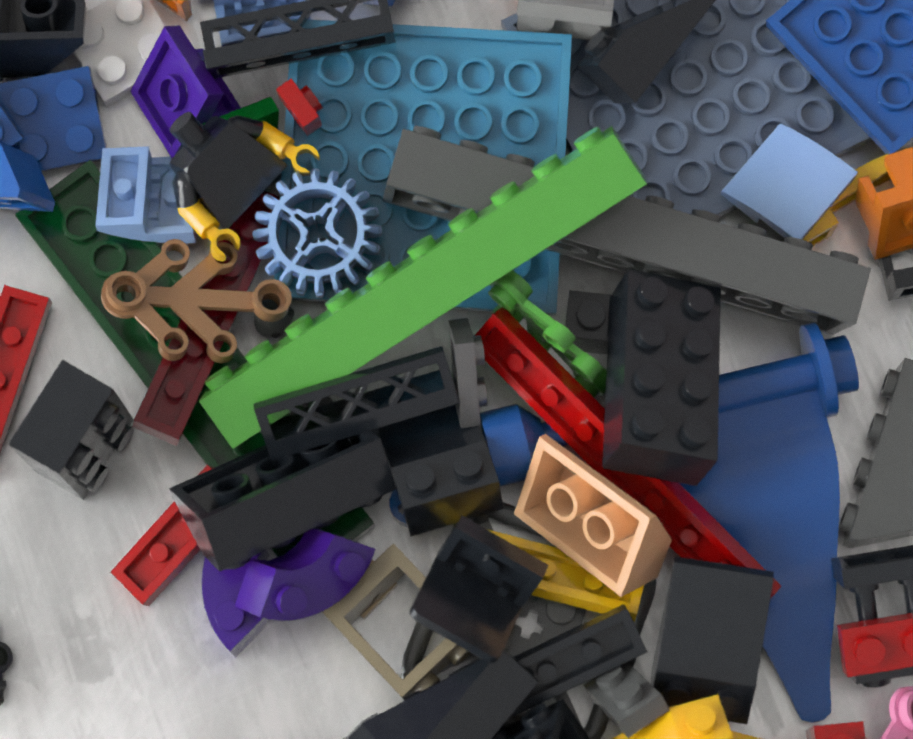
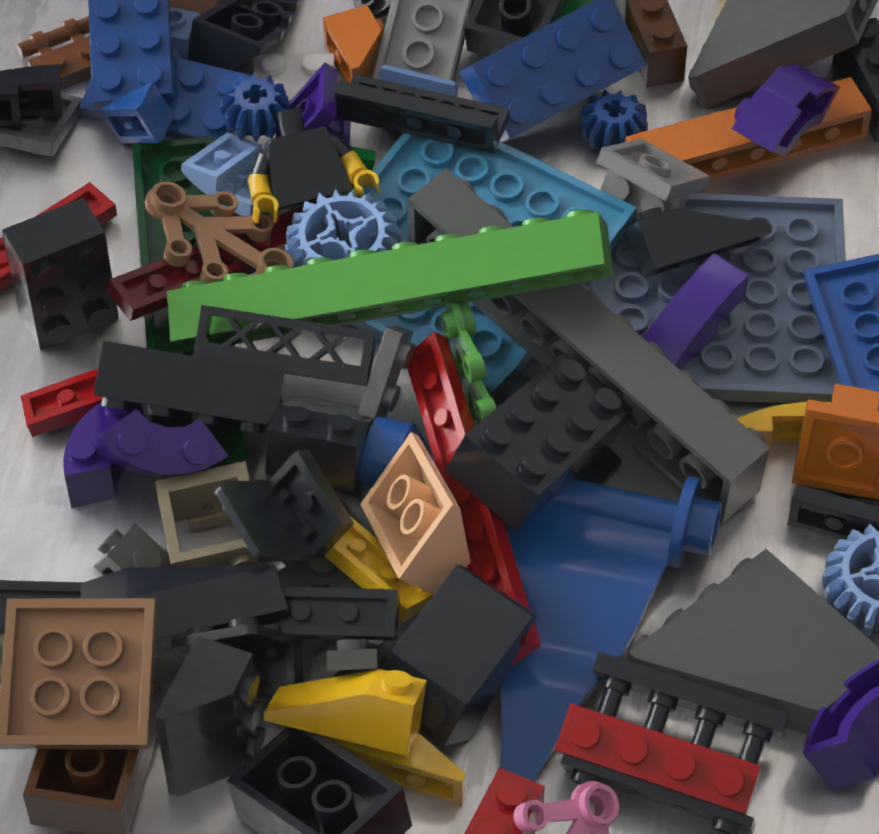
camera: 30 degrees right, 25 degrees down
(129, 95) = (252, 106): none -> blue gear
(301, 105) = (390, 155): red plate -> none
(338, 686) = (131, 550): none -> dark grey bracket
(696, 135) = (697, 309): none -> dark purple slope
(789, 183) = (754, 385): light blue slope -> none

